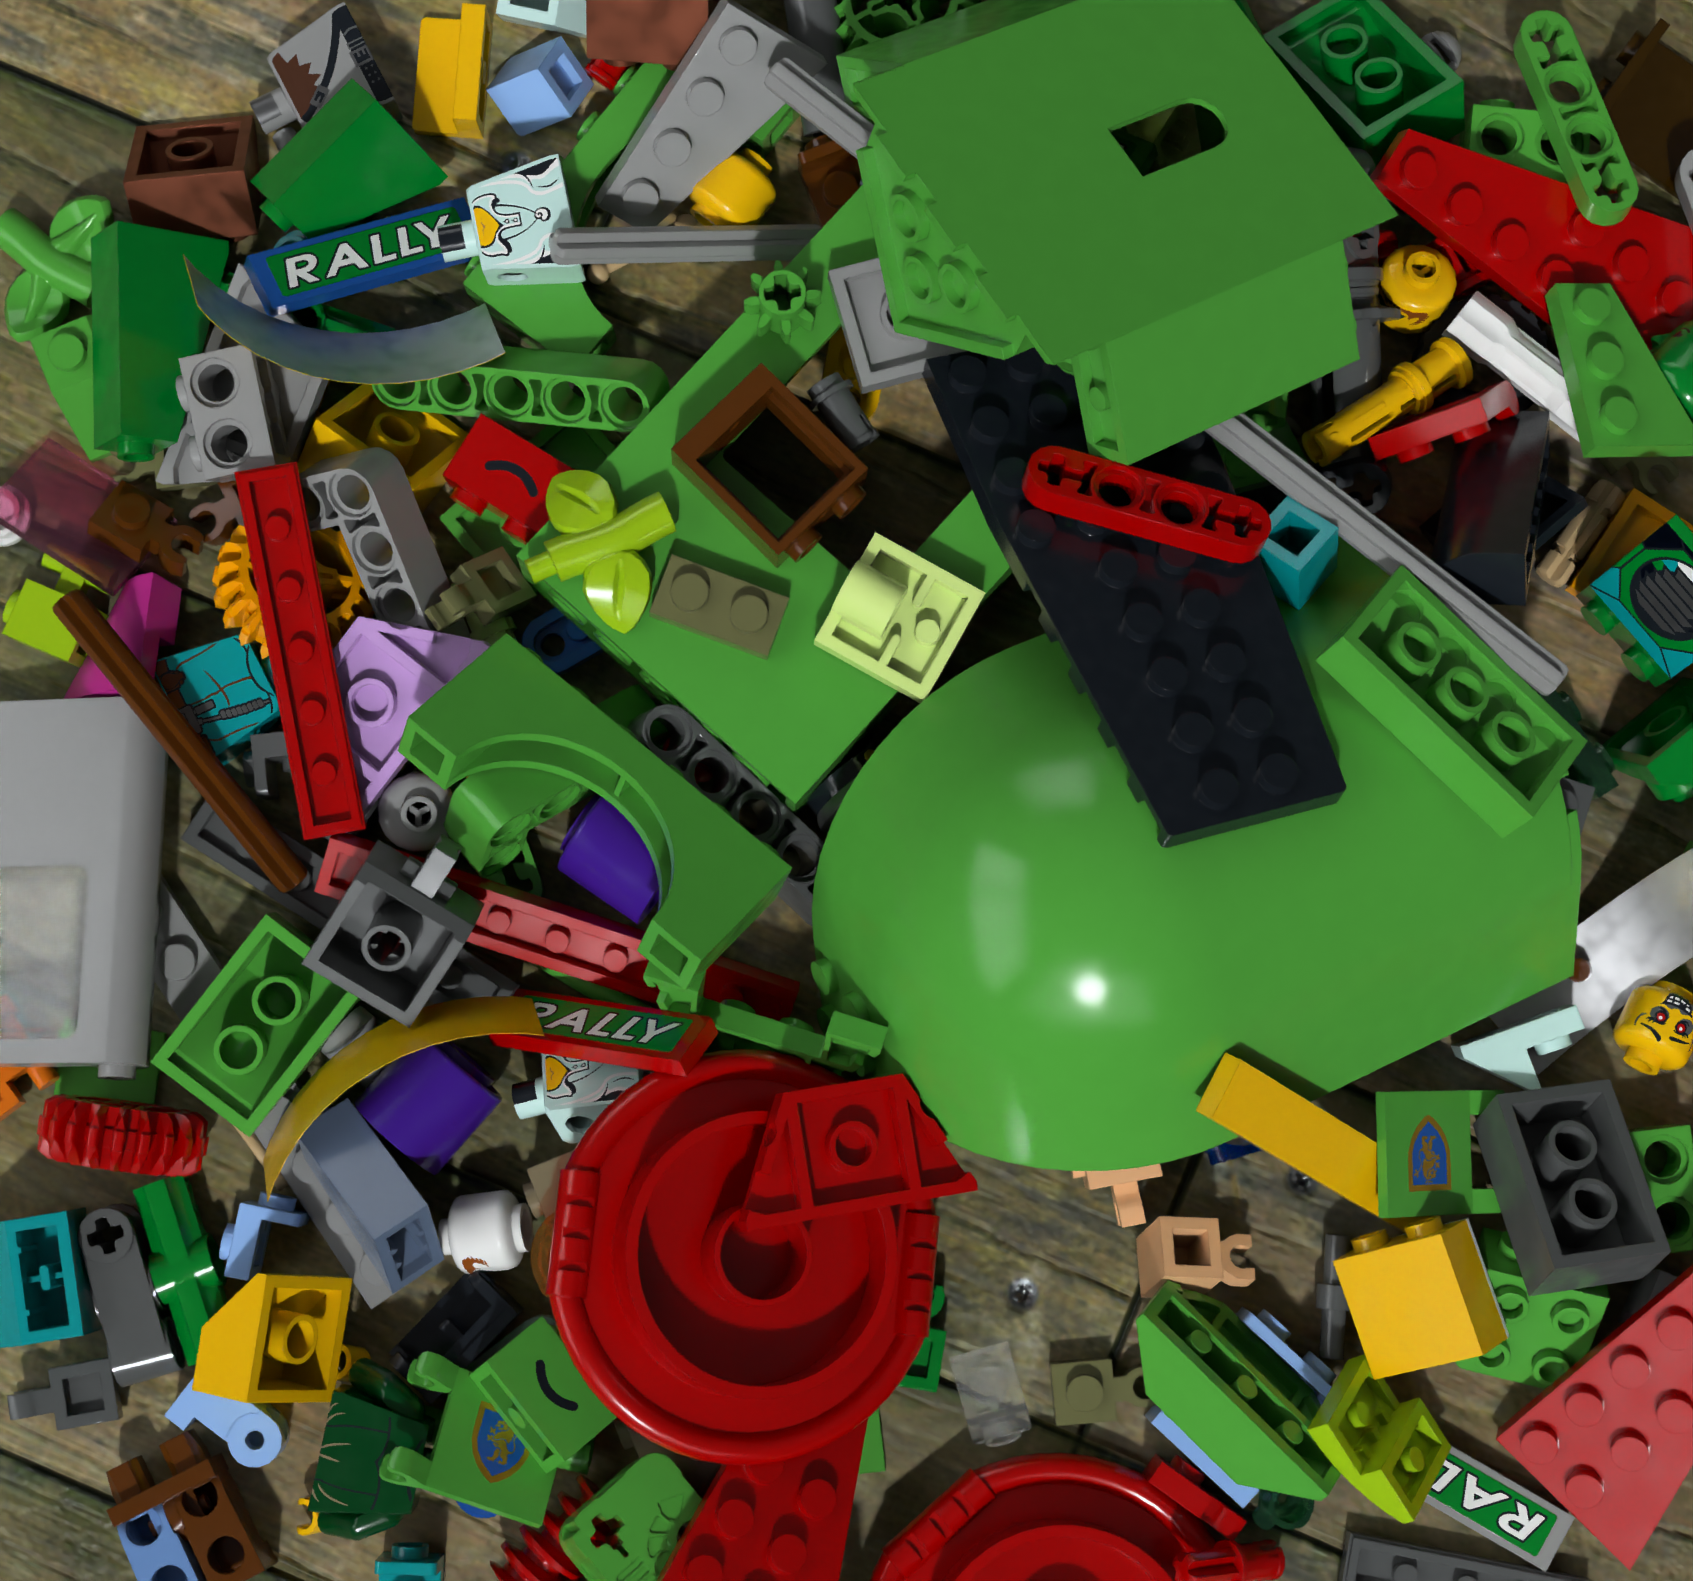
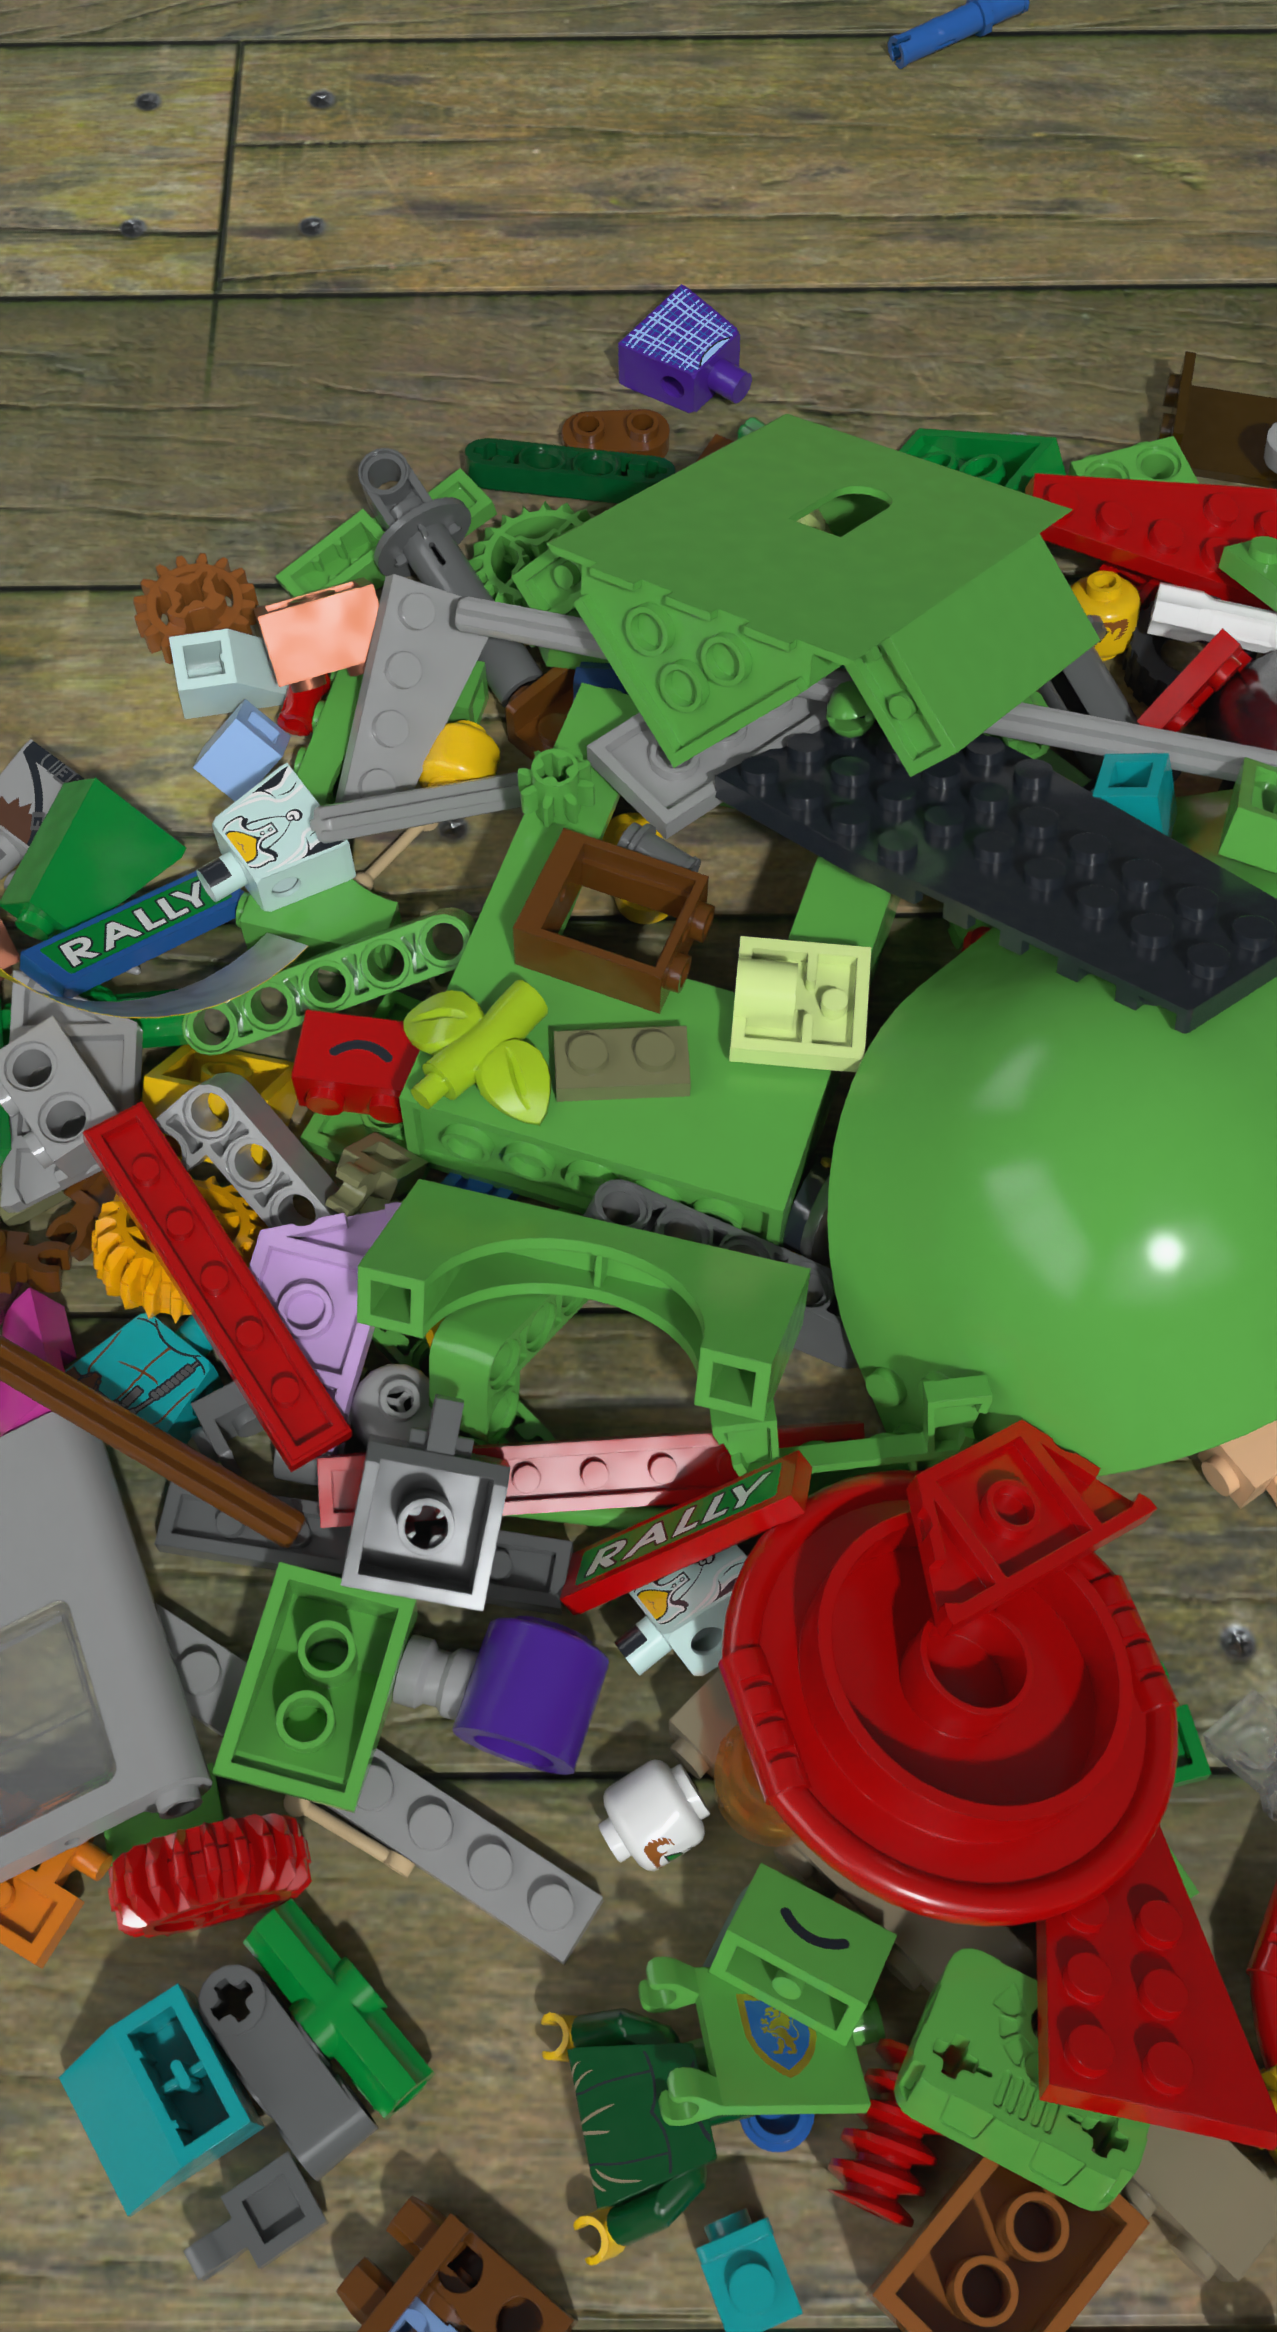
camera: 20 degrees left, 20 degrees down
(246, 1240) = (392, 1945): light blue bracket -> none
(253, 1430) = (456, 2151): light blue leg -> none
(275, 1340) = (473, 2029): yellow slope -> none
(372, 1195) = (516, 1817): sand blue slope -> none
(386, 1044) = (434, 1681): yellow sticker -> none
(453, 74) = (156, 771): yellow panel -> none
(458, 1325) = (672, 1921): black hinge -> none
(610, 860) = (620, 1366): dark purple piece -> none
(1147, 495) = (988, 789): red beam -> none
(1408, 390) = (1149, 672): yellow pin -> none
(1583, 115) = (1212, 465): bright green beam -> none

